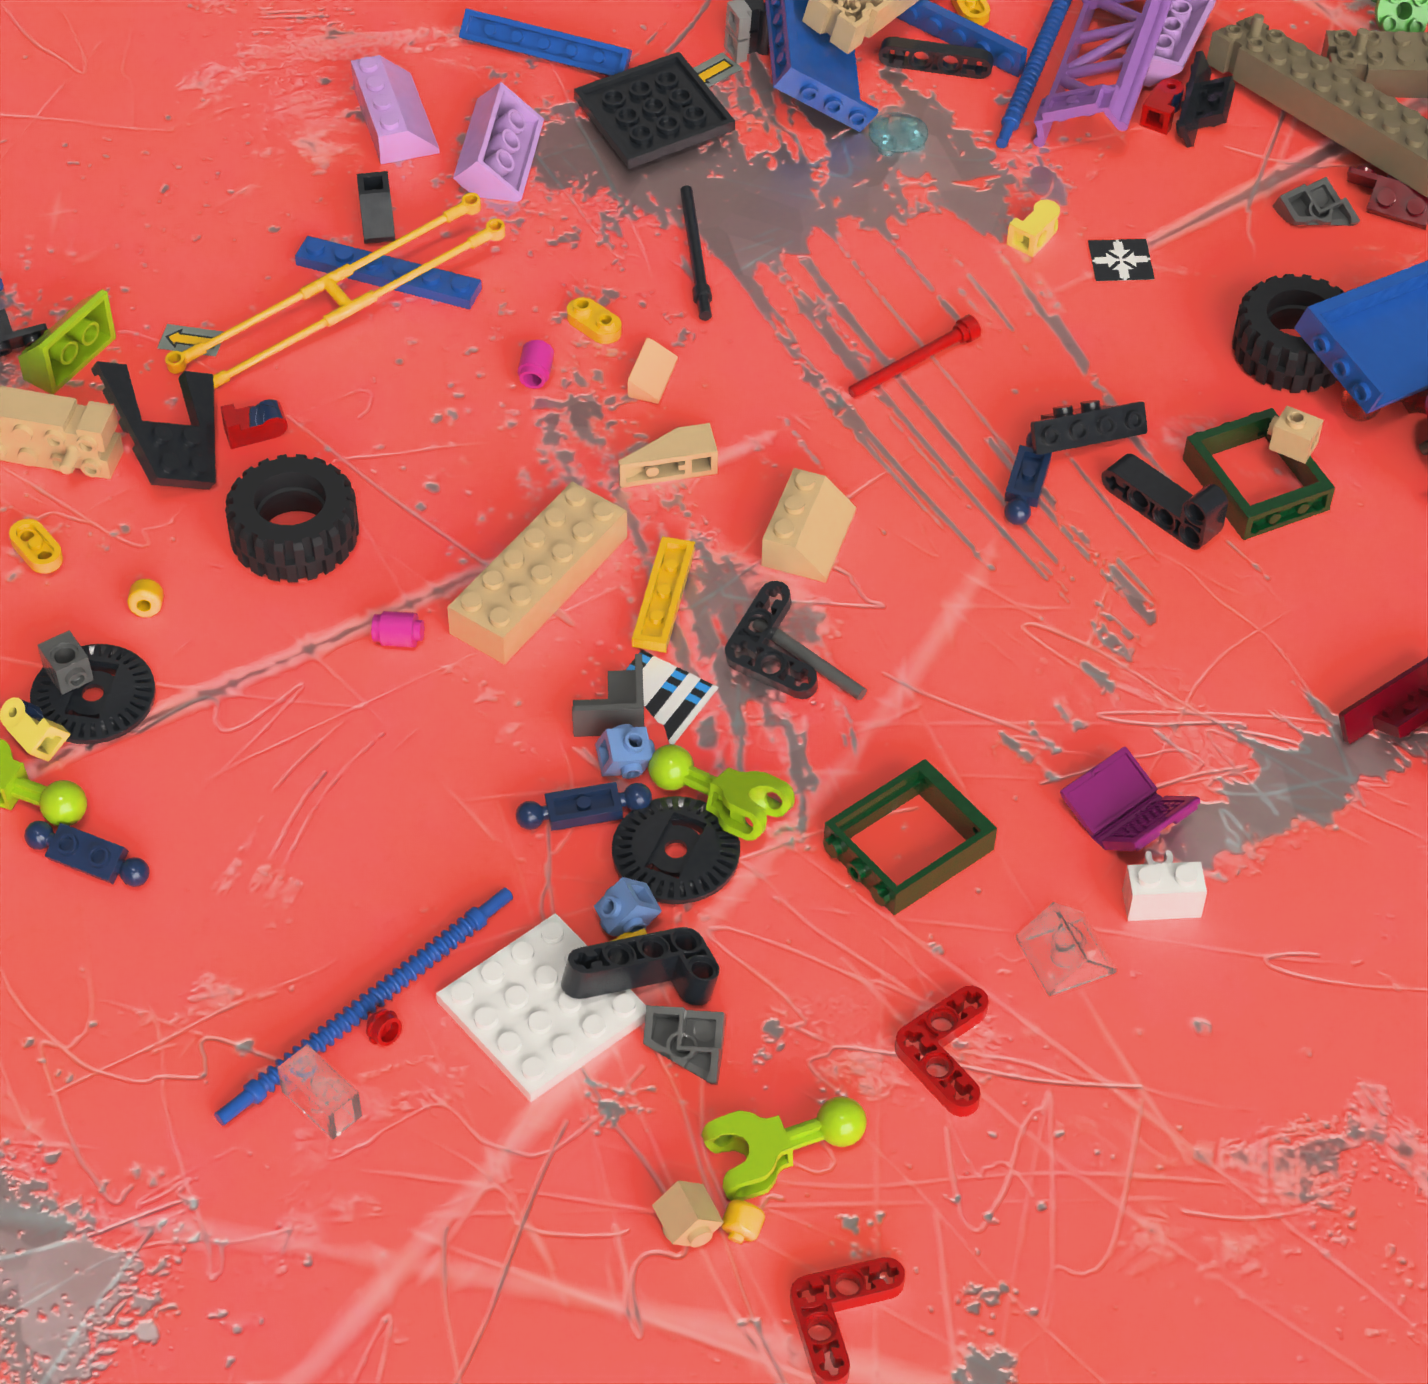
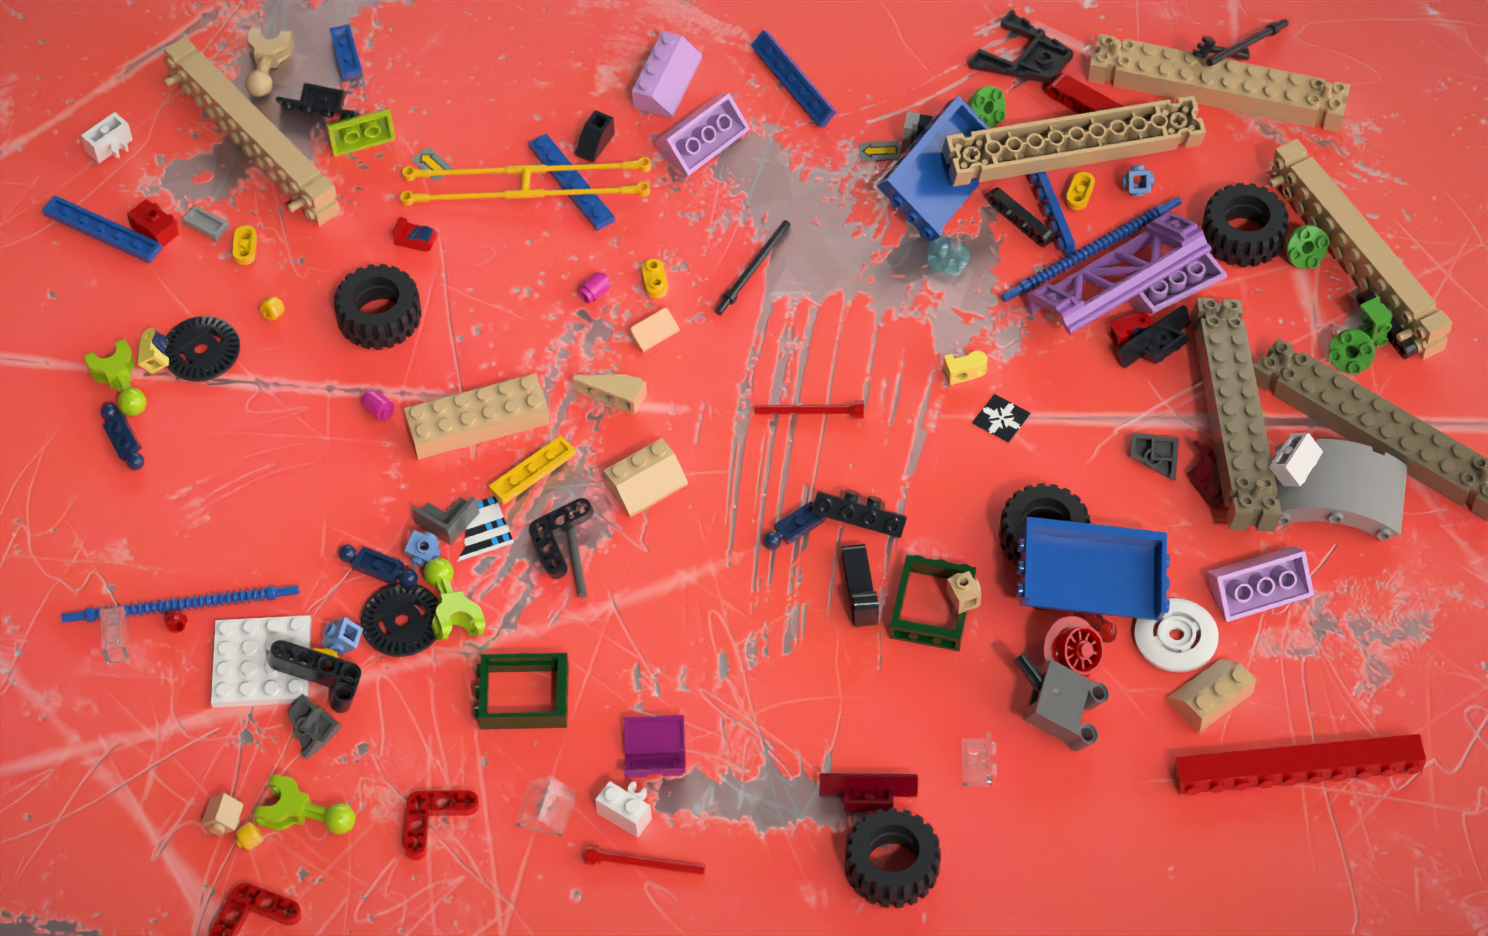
camera: 40 degrees right, 5 degrees up
(65, 662) = (194, 323): dark grey brick -> none
(167, 452) = (352, 230): black wing -> none
(654, 109) = (815, 158): black plate -> none
(1181, 964) = (596, 855): none -> red piece

